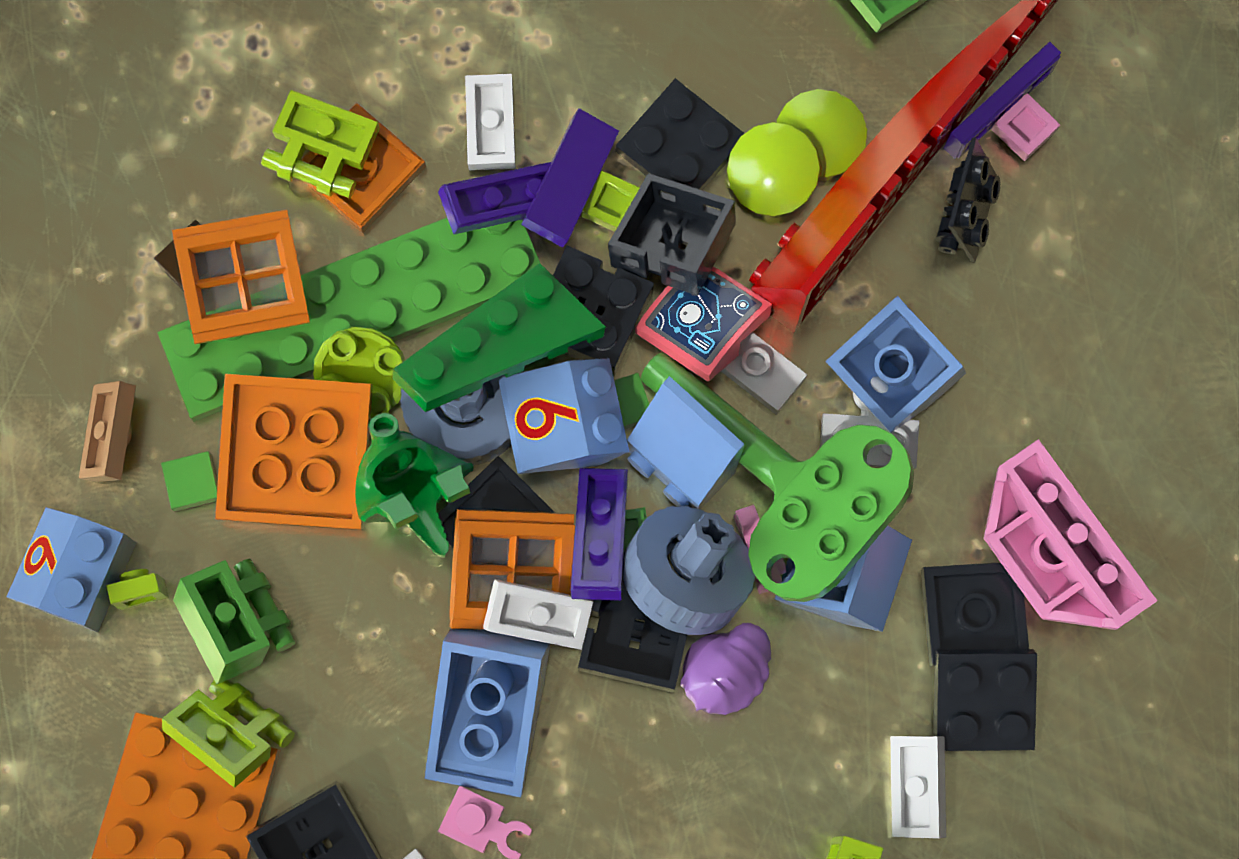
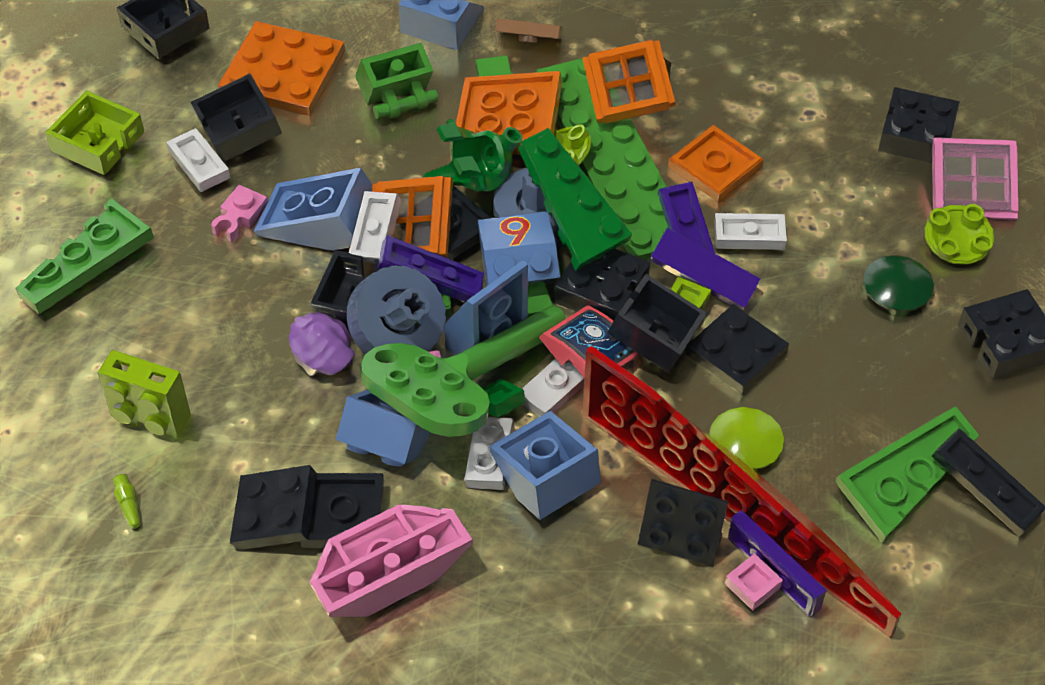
camera: 95 degrees right, 25 degrees down
(137, 589) = (421, 34): lime plate -> none
(221, 740) = (317, 67): lime plate -> none
(325, 131) = (737, 132): lime plate -> none
(773, 169) = (714, 400): lime dish -> none
(794, 429) = (503, 397): none -> green plate
(918, 786) = (215, 459): white plate -> none

